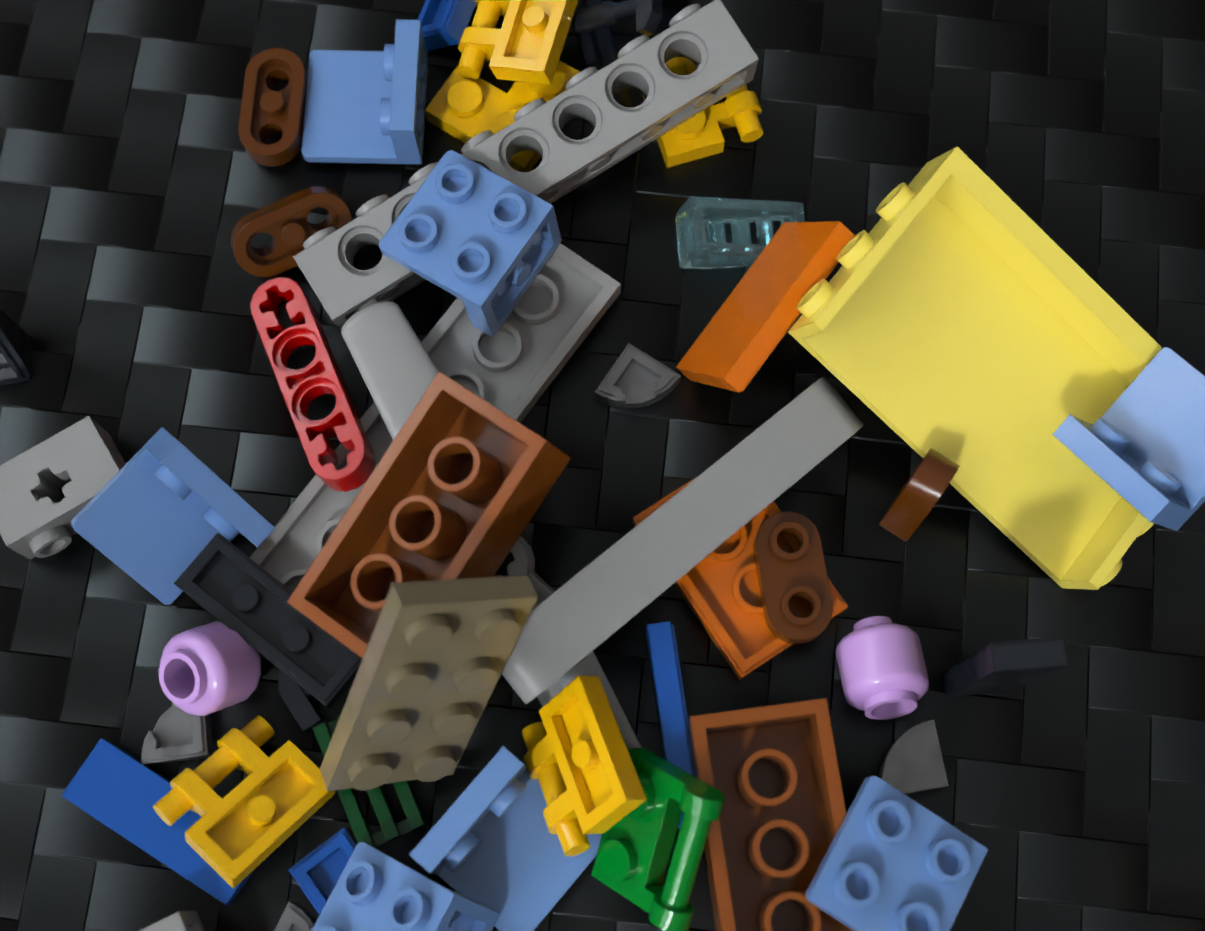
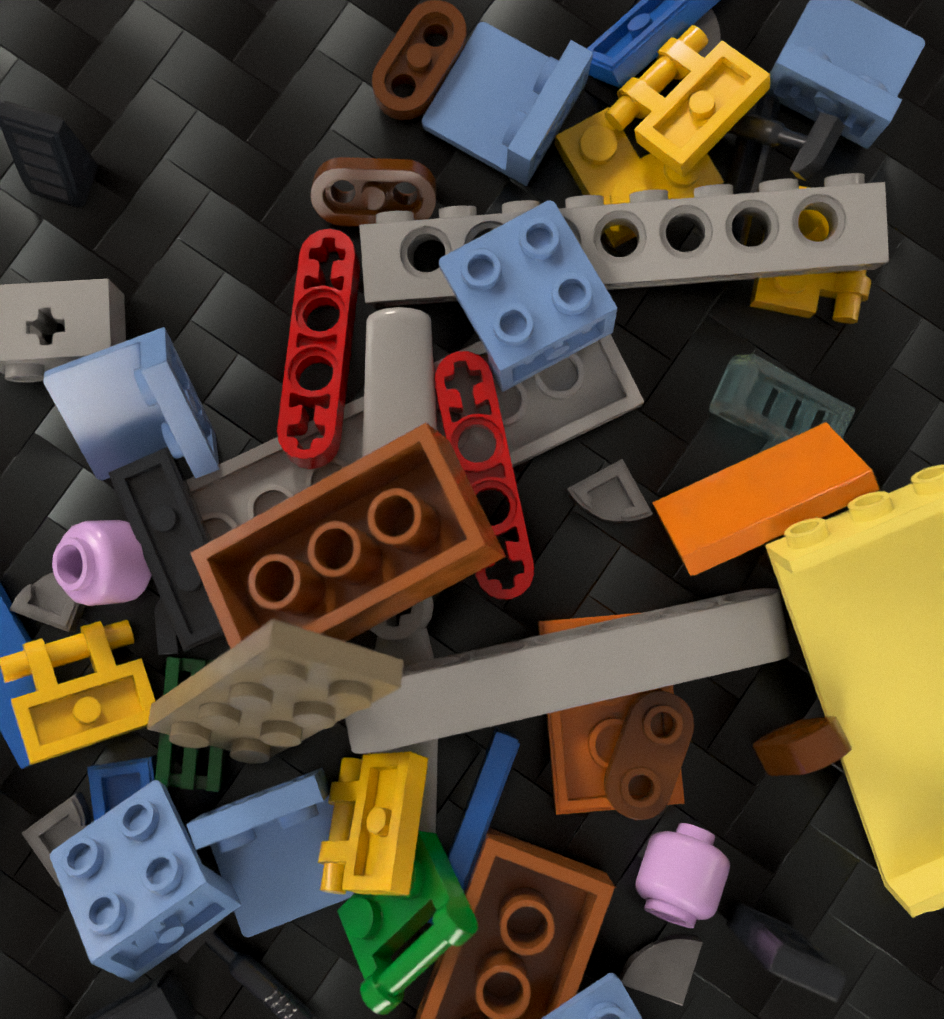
camera: 25 degrees right, 10 degrees up
(523, 406) = (492, 473): none -> red beam

